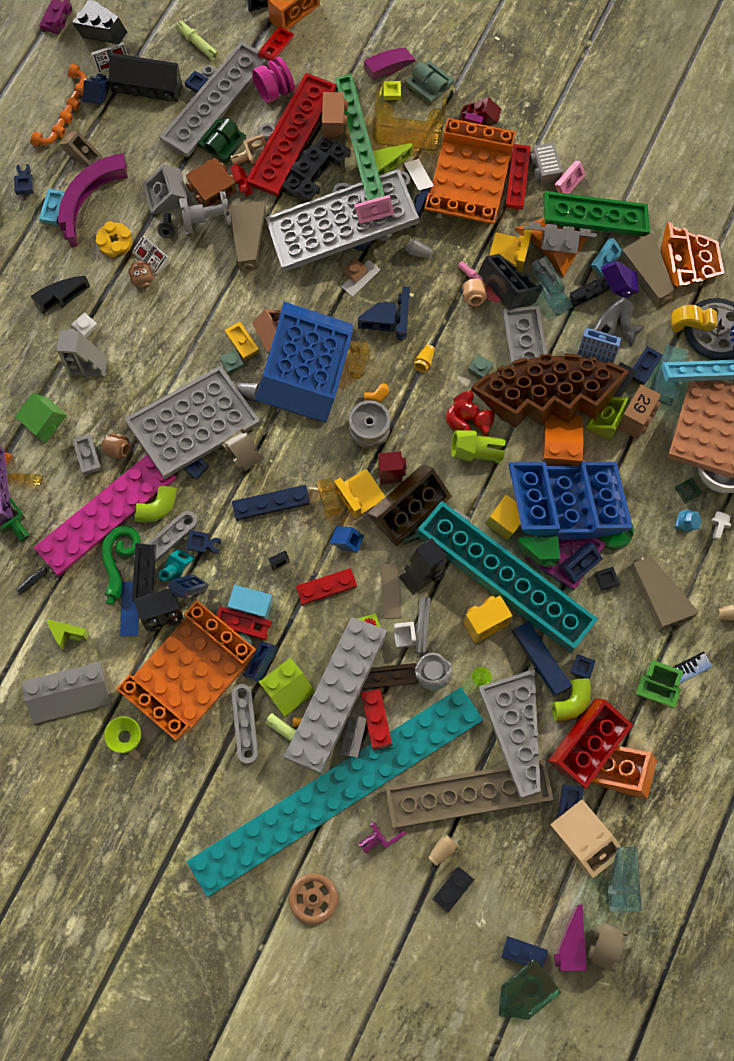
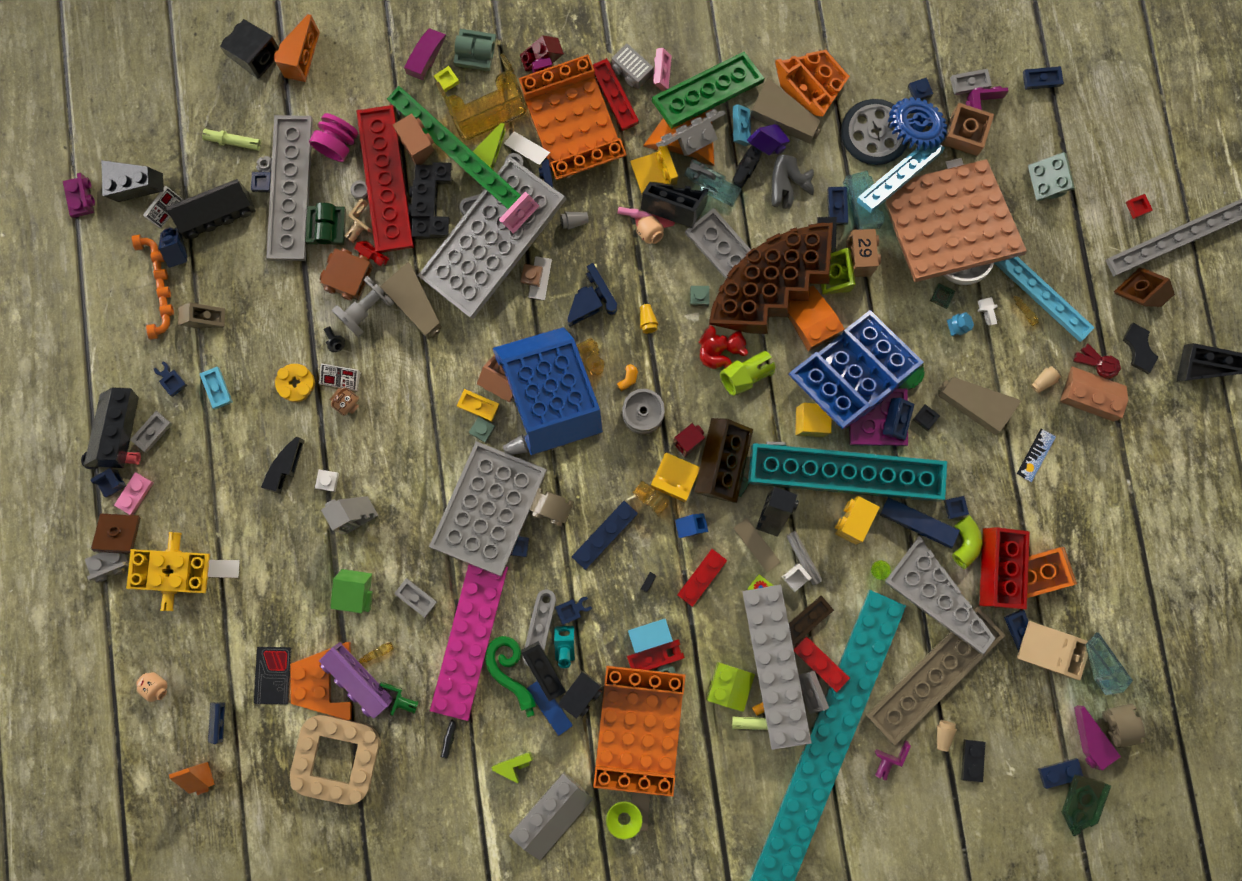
camera: 35 degrees left, 10 degrees up
(84, 184) = (229, 350): magenta arch -> none
(116, 446) = (436, 573): medium nougat head -> none
(159, 508) = (514, 604): lime cylinder -> none
(165, 189) = (308, 306): light grey slope -> none
(187, 586) = (592, 659): dark blue plate -> none
(244, 724) = (717, 741): light grey plate -> none
(260, 661) = (694, 681): dark blue plate -> none
(276, 44) = (310, 99): red plate -> none
(299, 888) = (882, 835): medium nougat plate -> none
(433, 671) = (842, 593): light grey piece -> none
(541, 550) = (862, 431): green slope -> none
(599, 345) = (789, 213): medium blue brick -> none
(660, 684) = (1029, 483): bright green plate -> none
(694, 317) = (852, 137): yellow animal -> none

